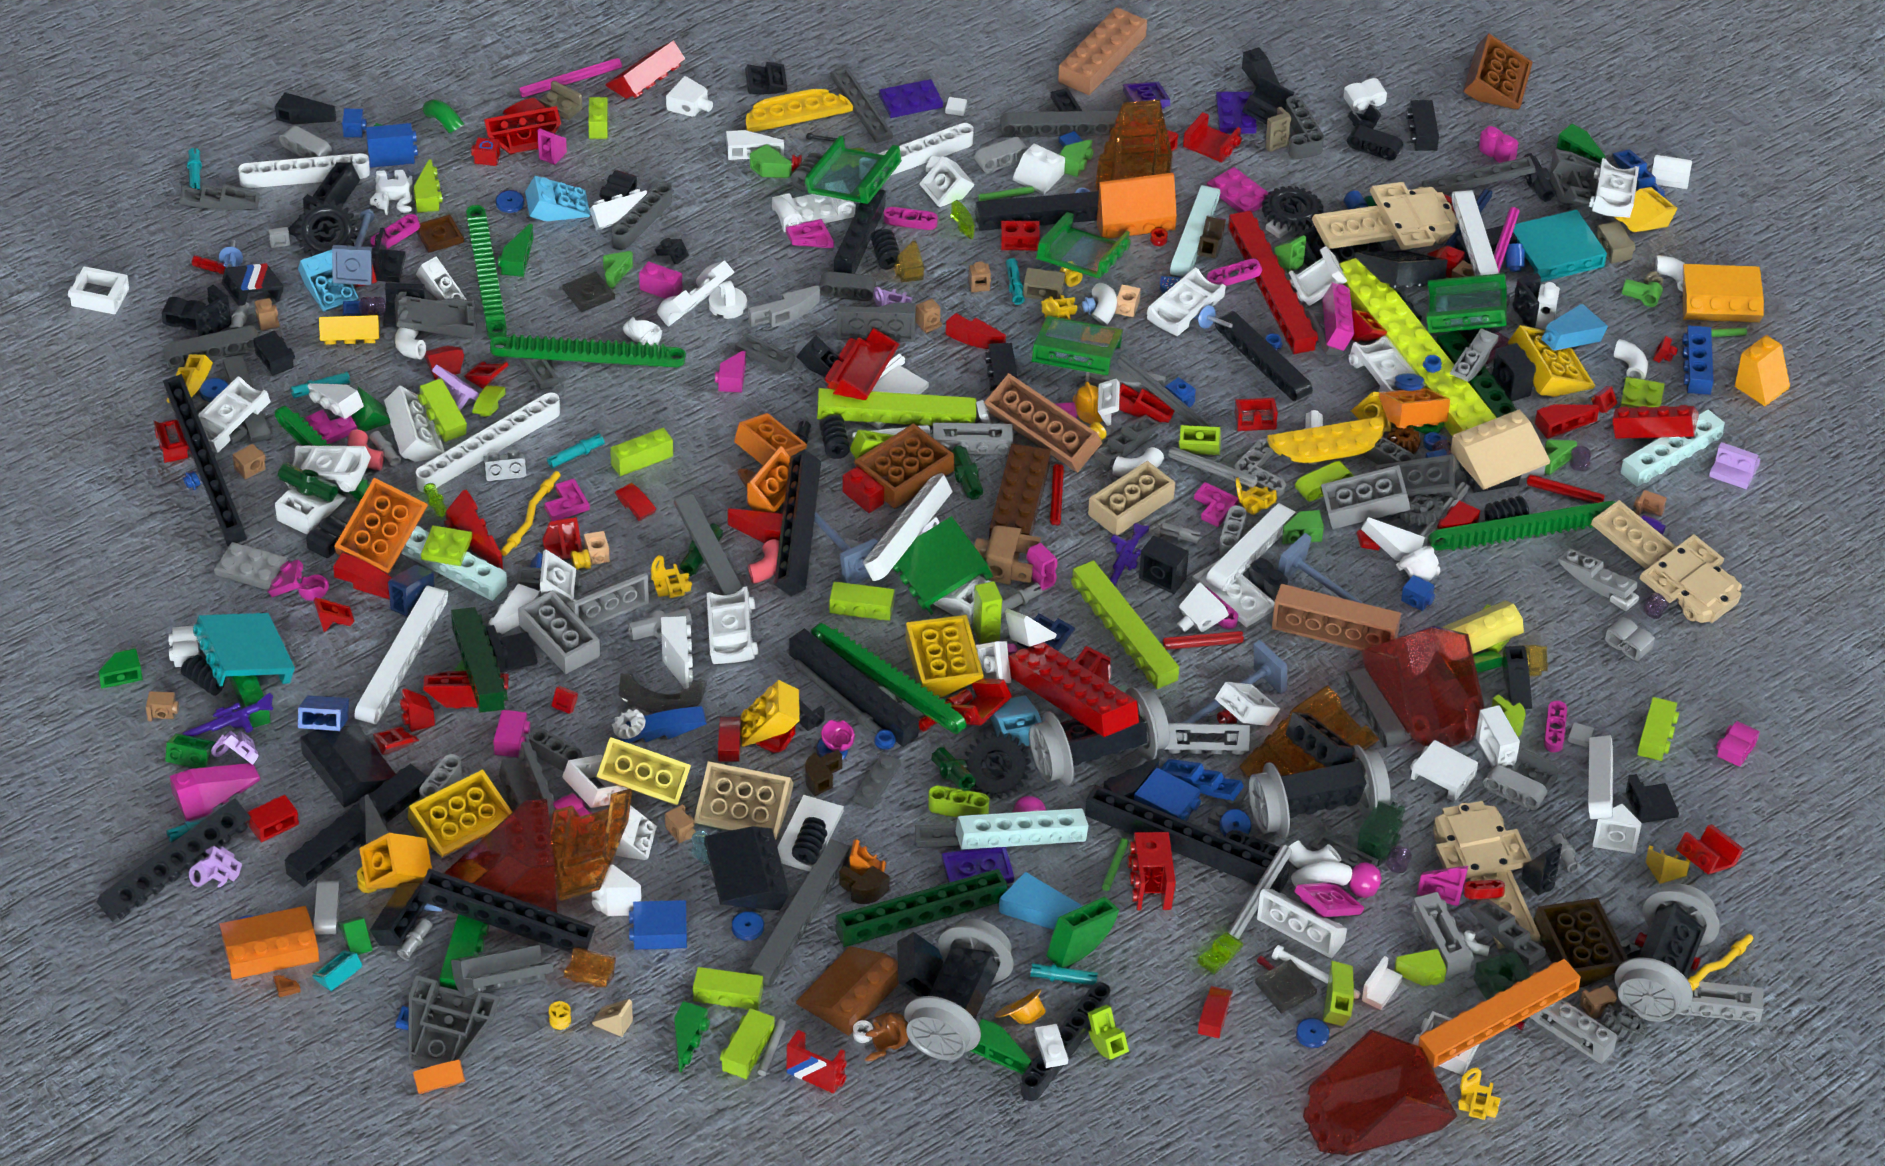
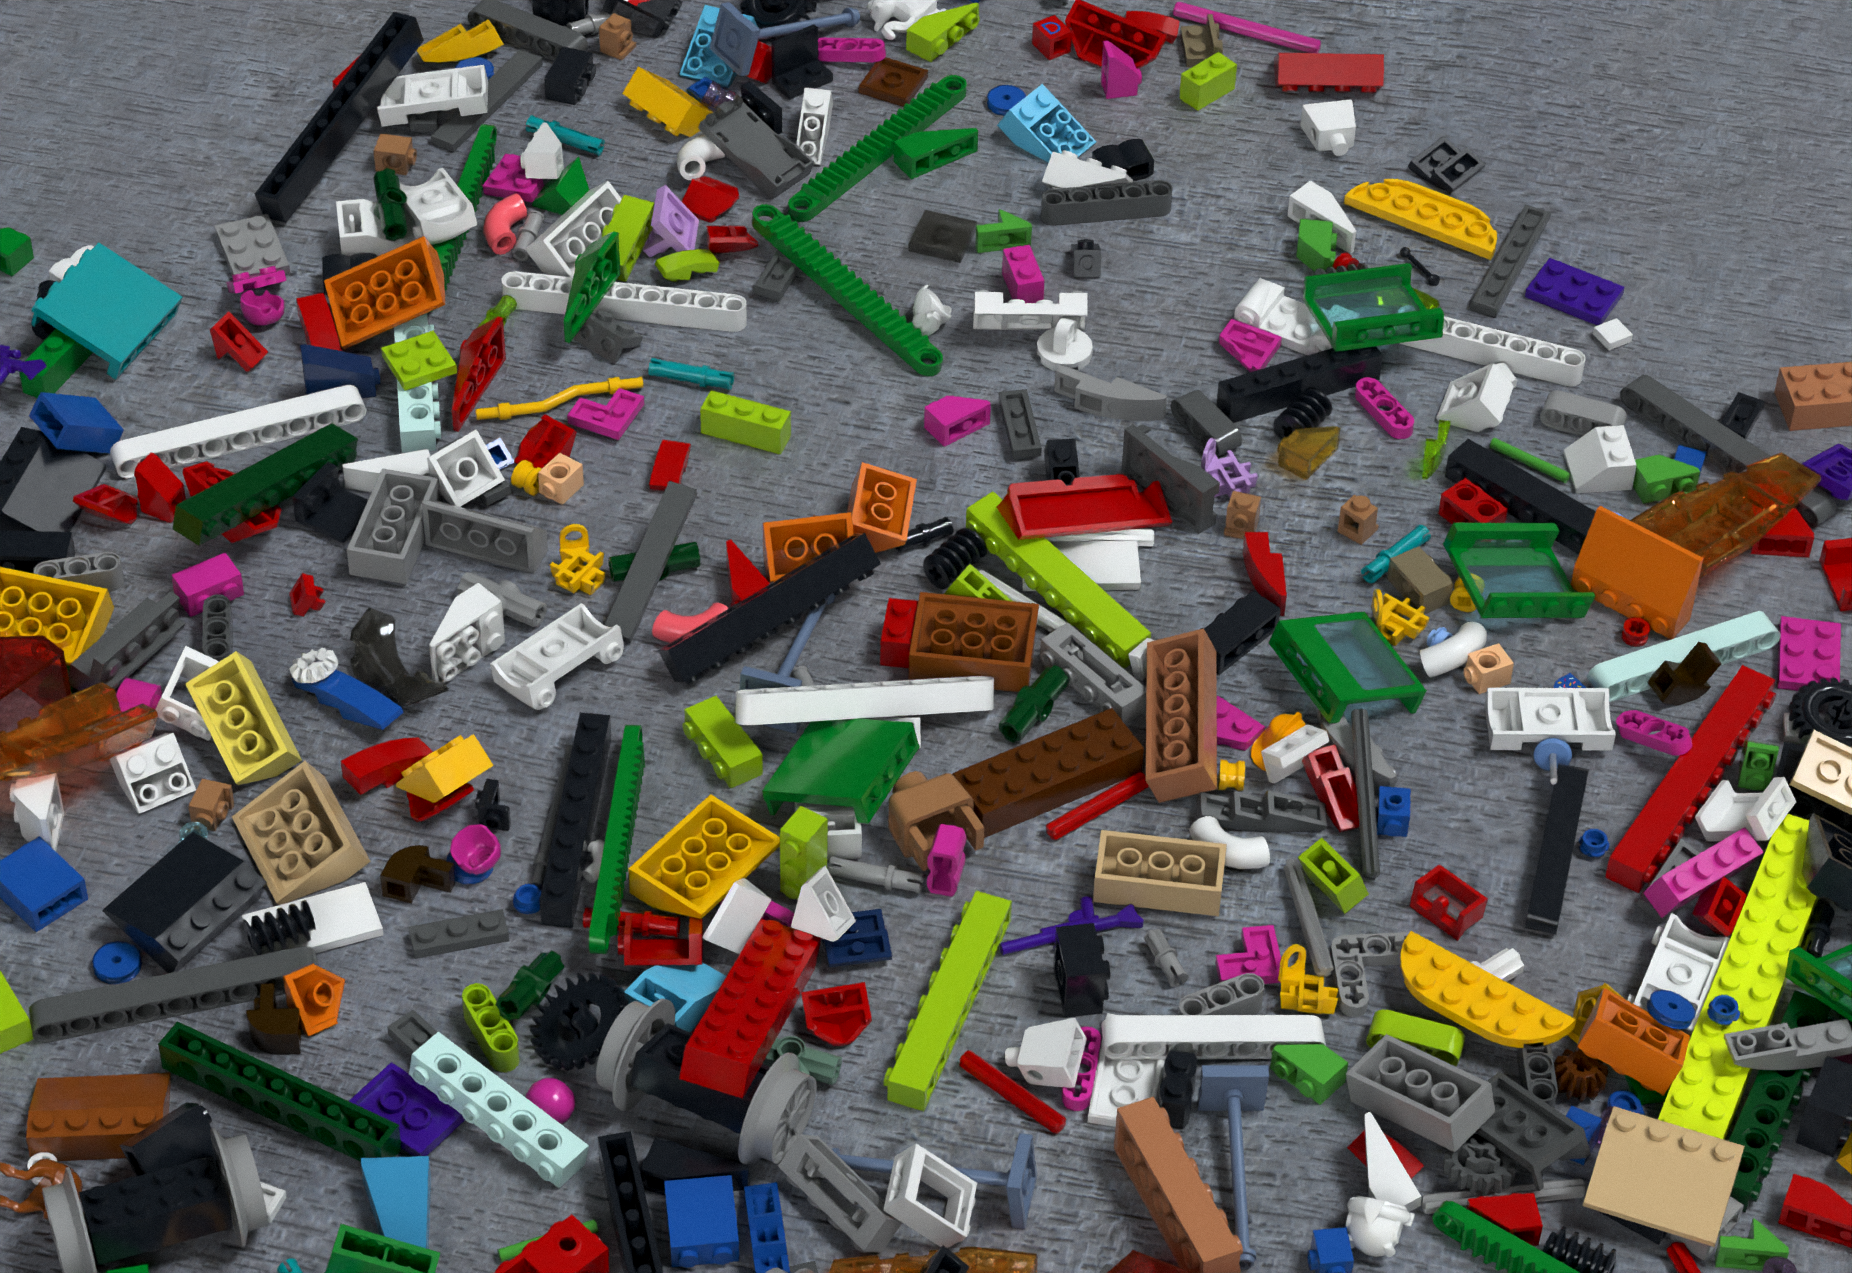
camera: 50 degrees right, 0 degrees up
(473, 441) = (593, 277): none -> green wedge

